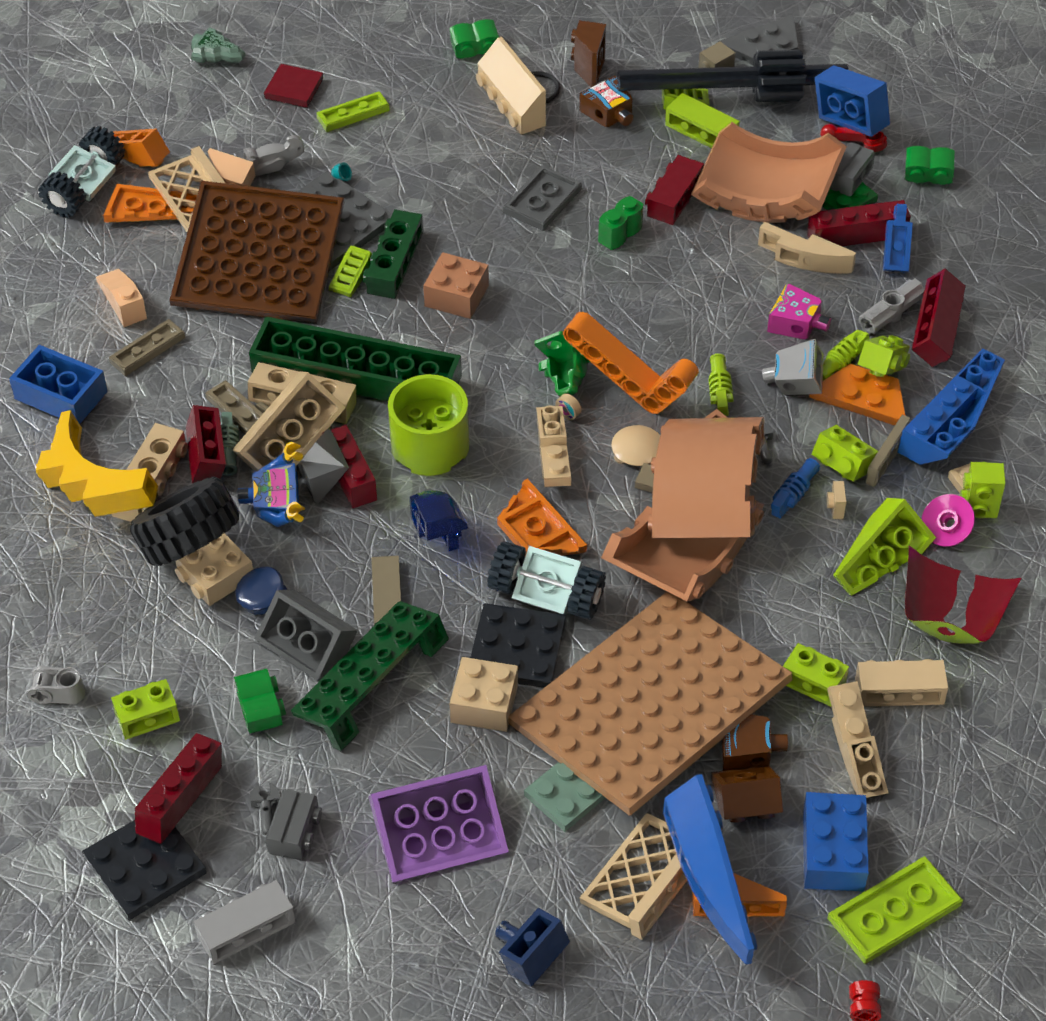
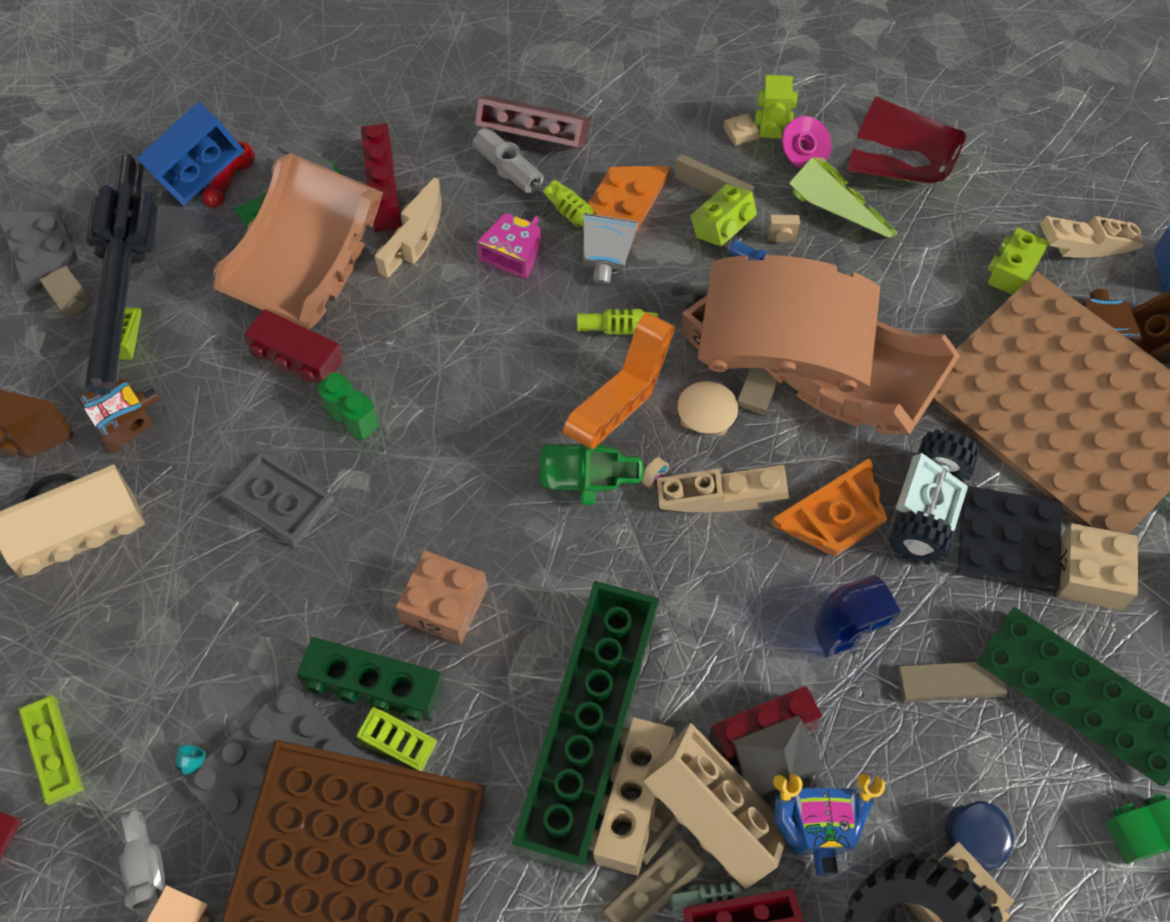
camera: 90 degrees left, 10 degrees up
(304, 633) = (1039, 773): dark grey slope -> none
(429, 424) = (713, 595): lime brick -> none
(696, 119) = (177, 314): lime brick -> none
(884, 355) = (592, 166): lime brick -> none
(898, 241) = (416, 140): blue plate -> none
(902, 682) = (1009, 196): tan brick -> none
(929, 165) = (292, 110): green brick -> none
(952, 412) = (664, 121): blue wedge -> none

